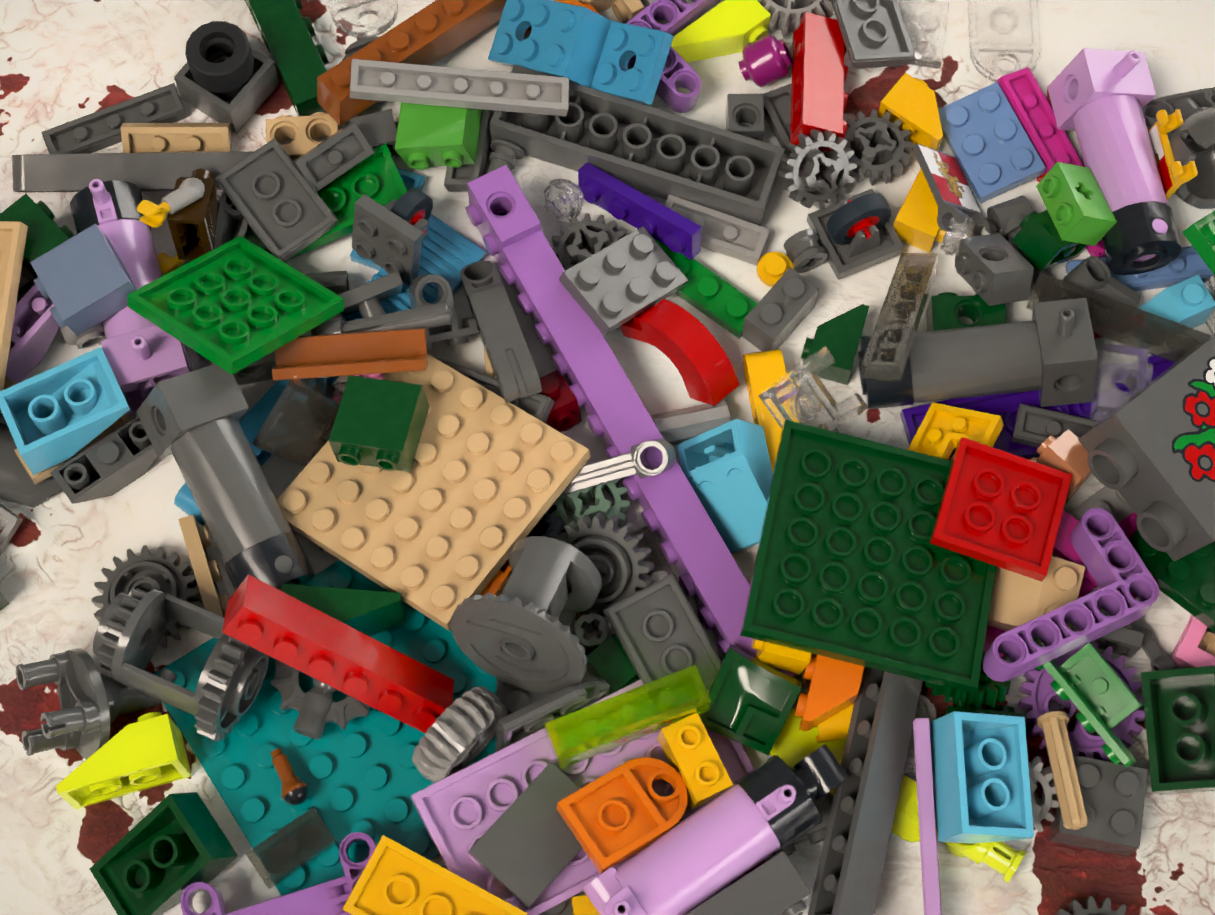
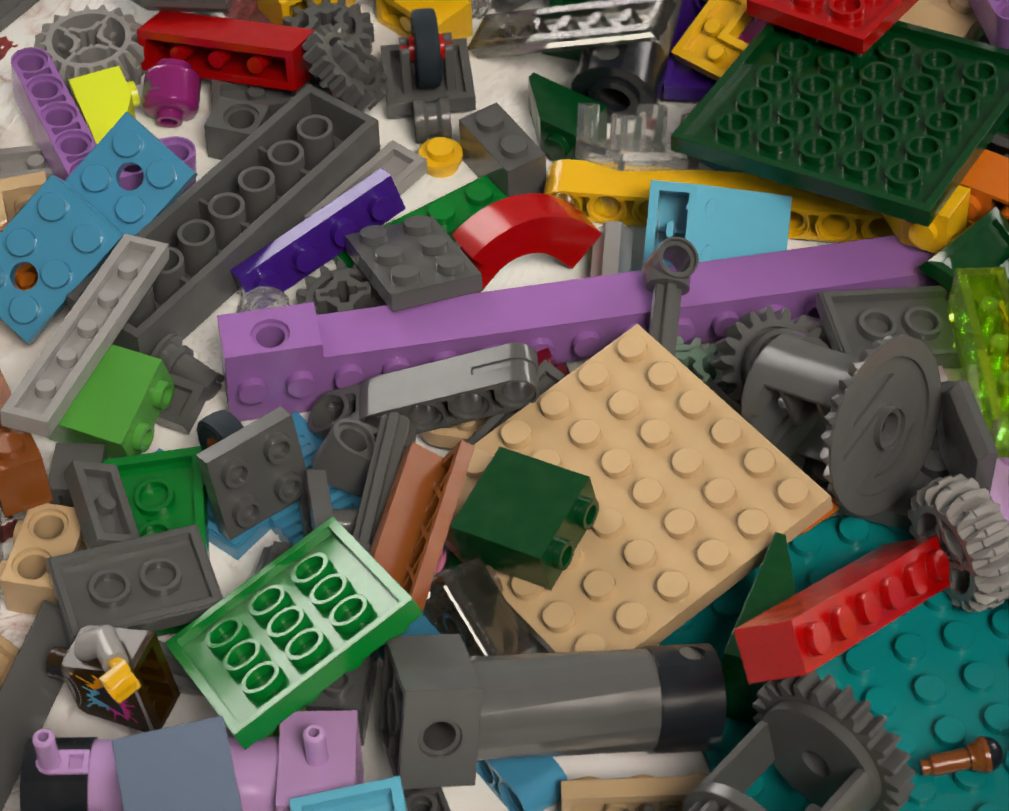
camera: 70 degrees left, 20 degrees down
(316, 705) = (883, 693): dark grey animal -> none

